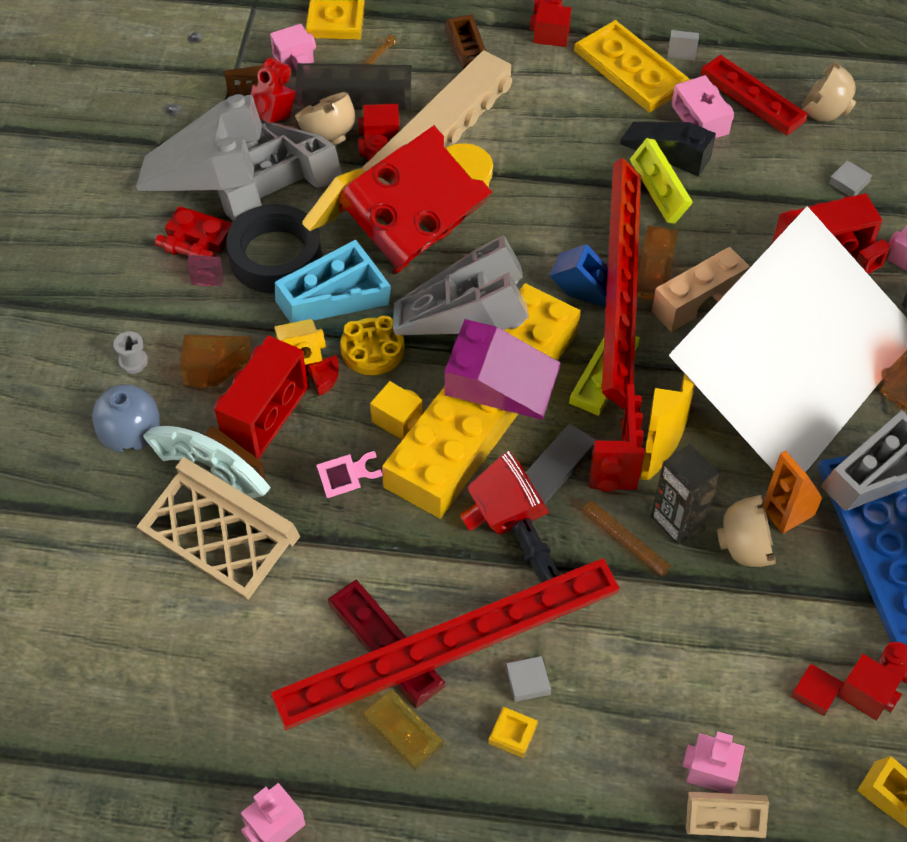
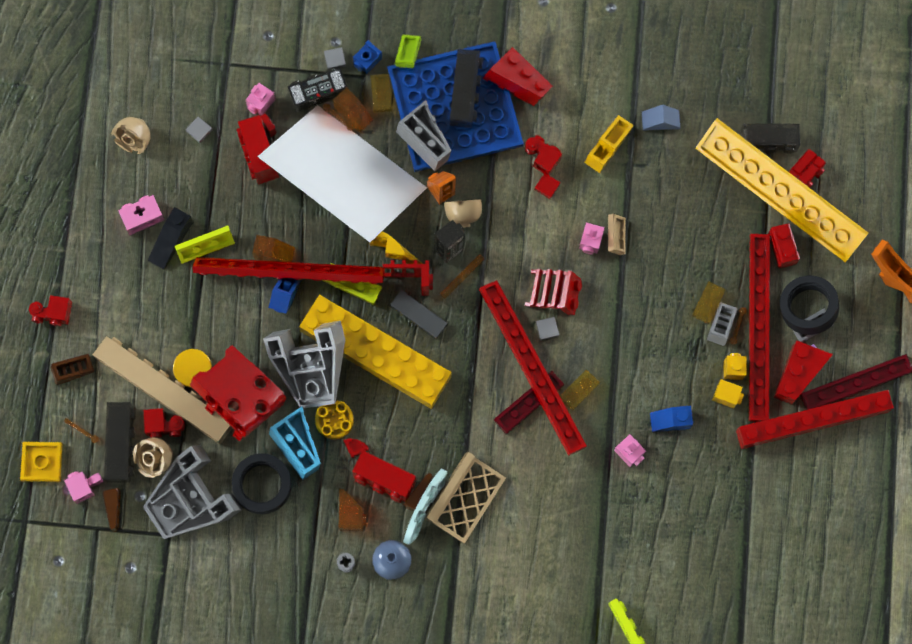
camera: 95 degrees left, 20 degrees up
(196, 228) = (243, 534): red plate -> none
(205, 270) = (283, 524): clear pink plate -> none
(206, 152) = (190, 544): light grey wedge -> none
(270, 95) = (135, 494): red brick -> none
(303, 336) = (339, 460): yellow brick -> none
(327, 207) = (237, 442): yellow tile -> none
(342, 474) = (434, 427): bright pink brick -> none
(396, 410) = (385, 400): yellow brick -> none
(499, 371) = (373, 337): slope -> none
(503, 497) = (445, 339): red torso -> none
(513, 732) = (576, 336): yellow tile -> none
(535, 550) = (475, 323): black pin -> none
(601, 694) = (564, 294): none -> red plate
(630, 65) = (94, 259): yellow tile -> none
(681, 297) = (294, 225): light nougat arch -> none
(683, 45) = (80, 223): light grey tile -> none
(754, 95) = (126, 182): red plate -> none

